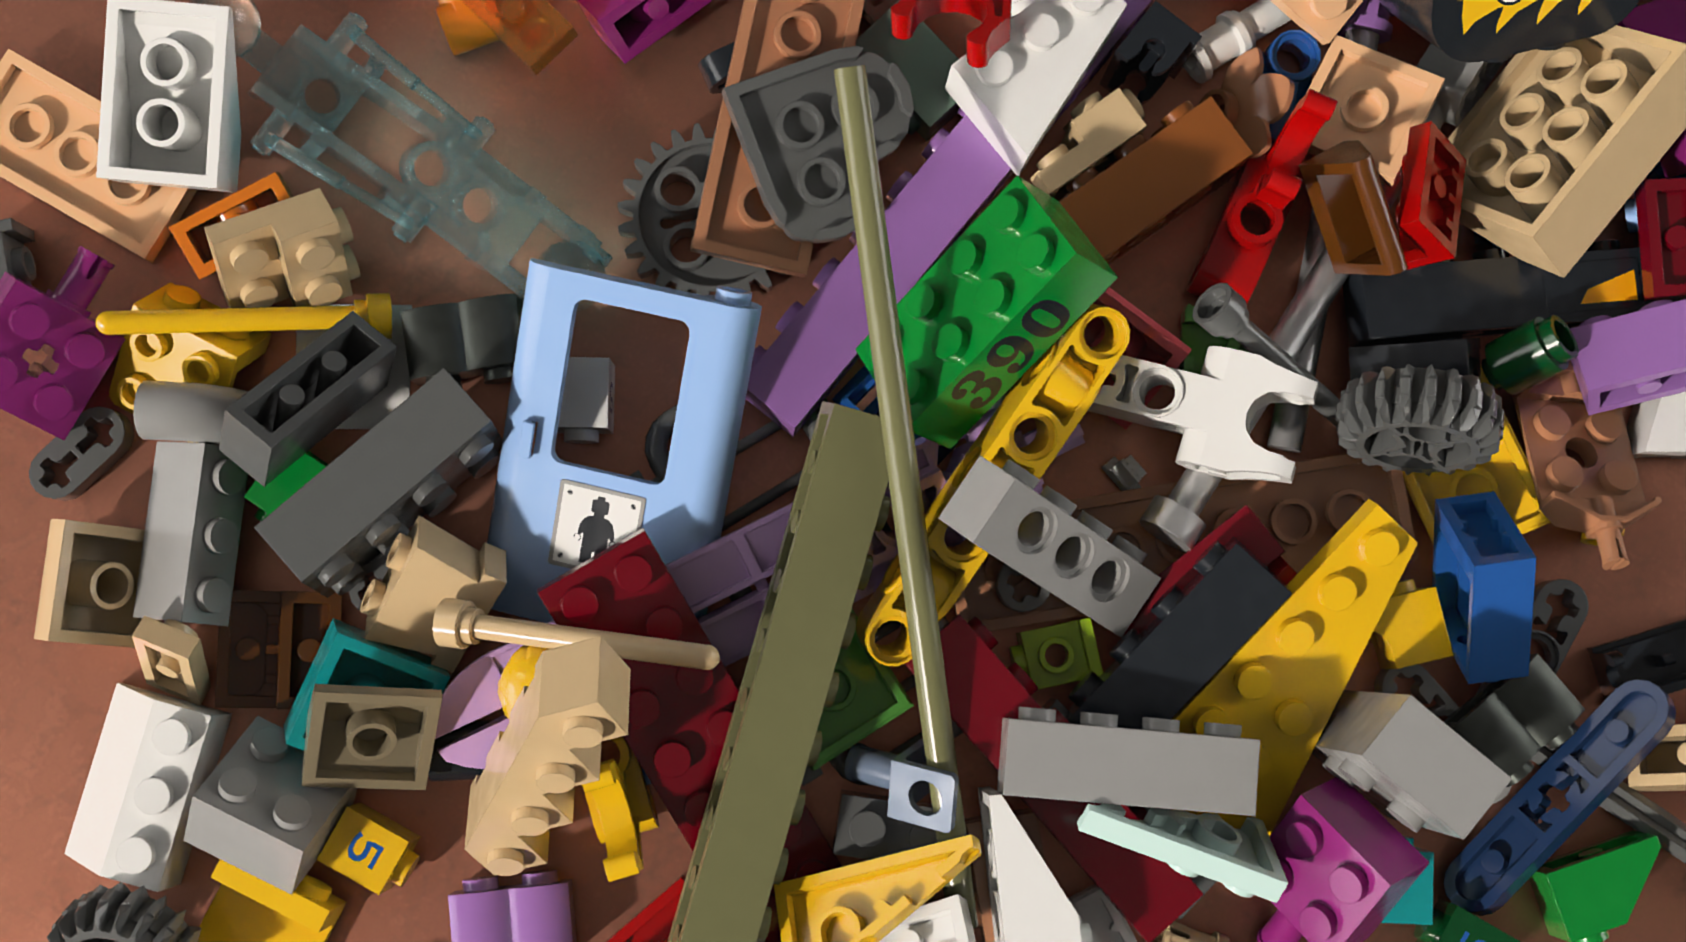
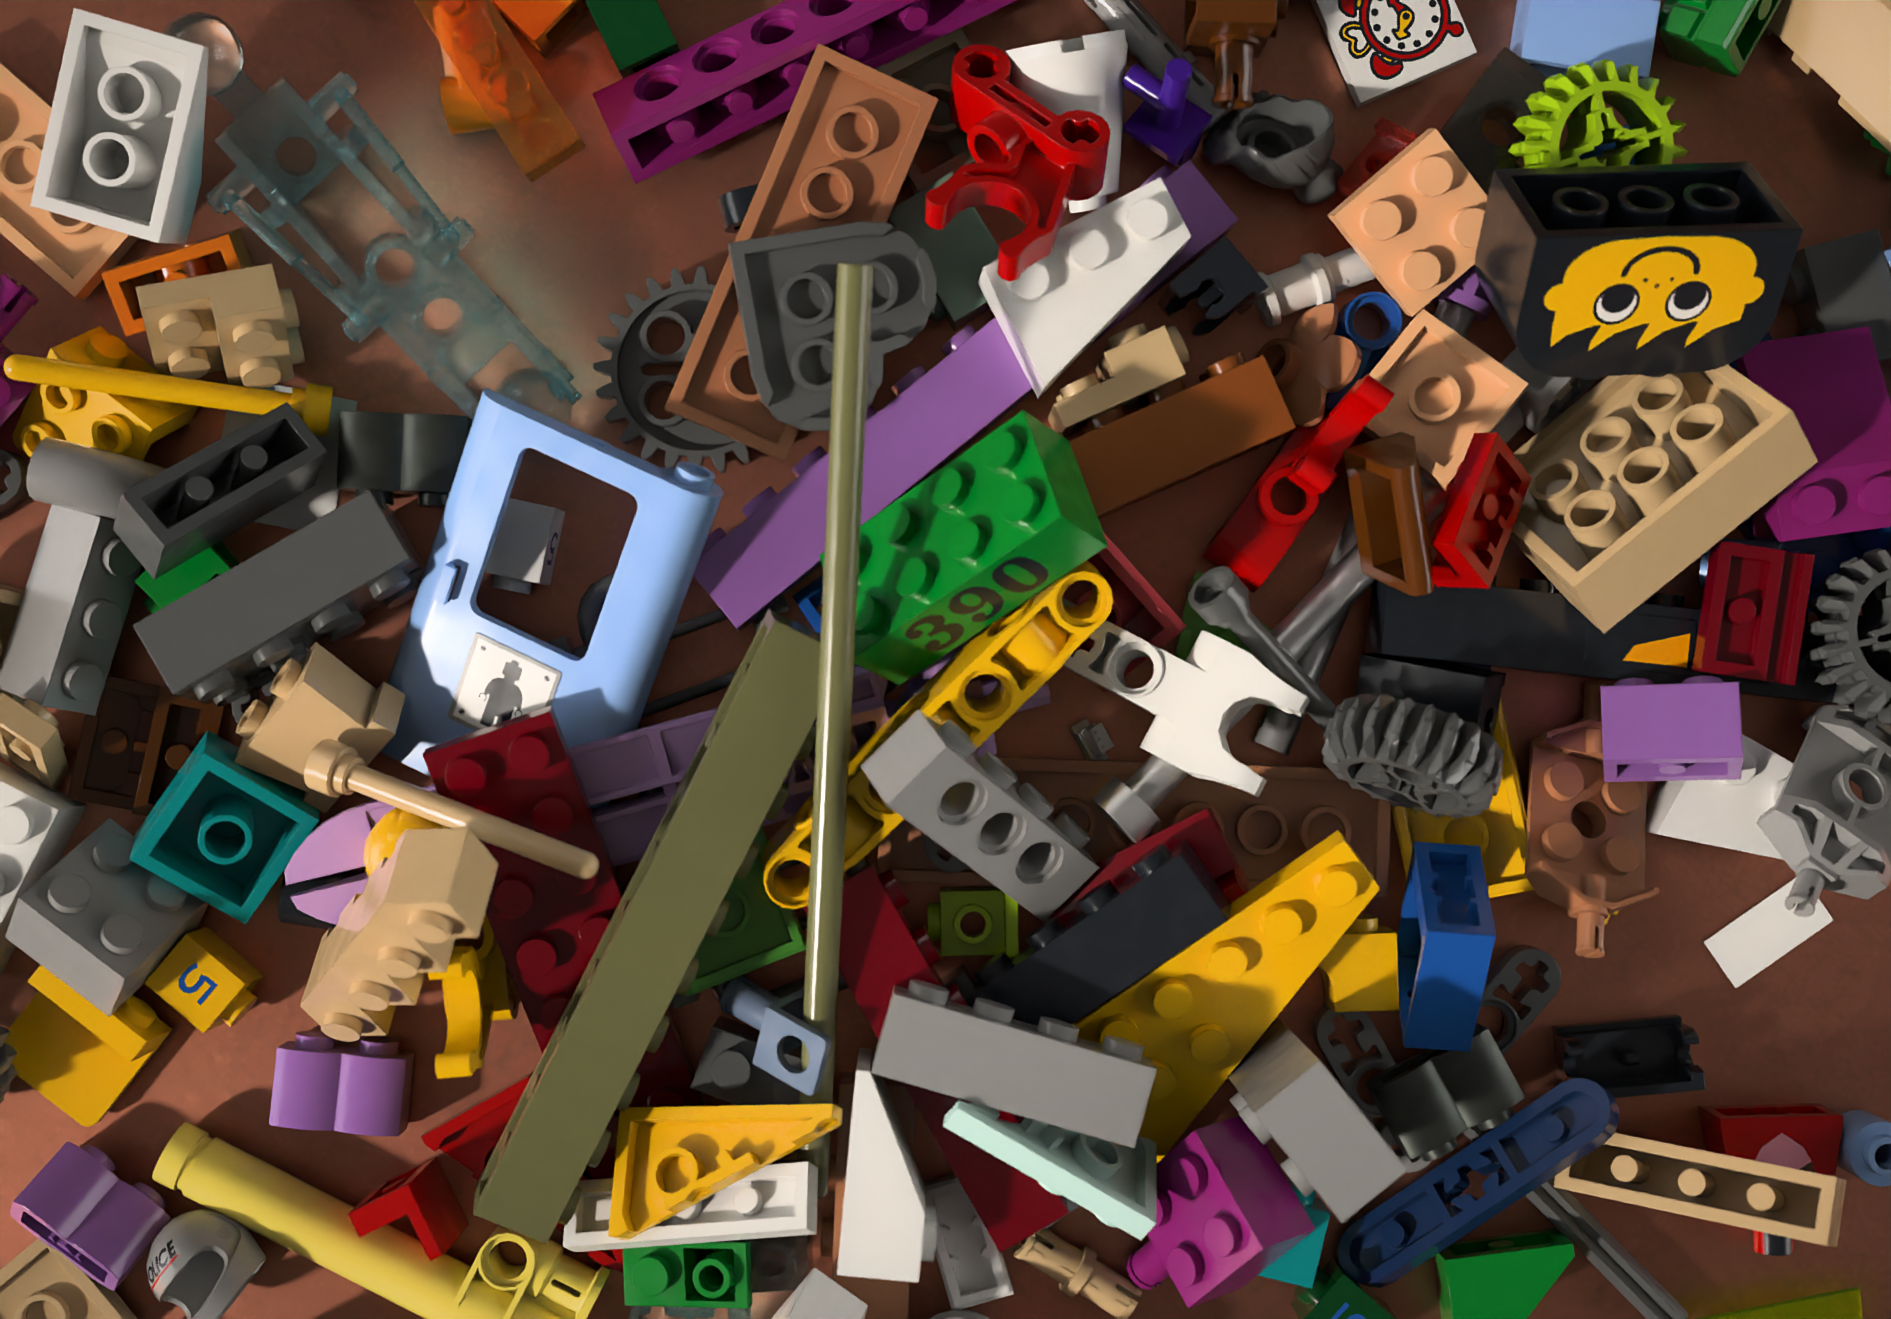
camera: 25 degrees right, 5 degrees up
(370, 737) = (219, 871): dark tan slope -> none
(1529, 354) = (1552, 705): dark green brick -> none

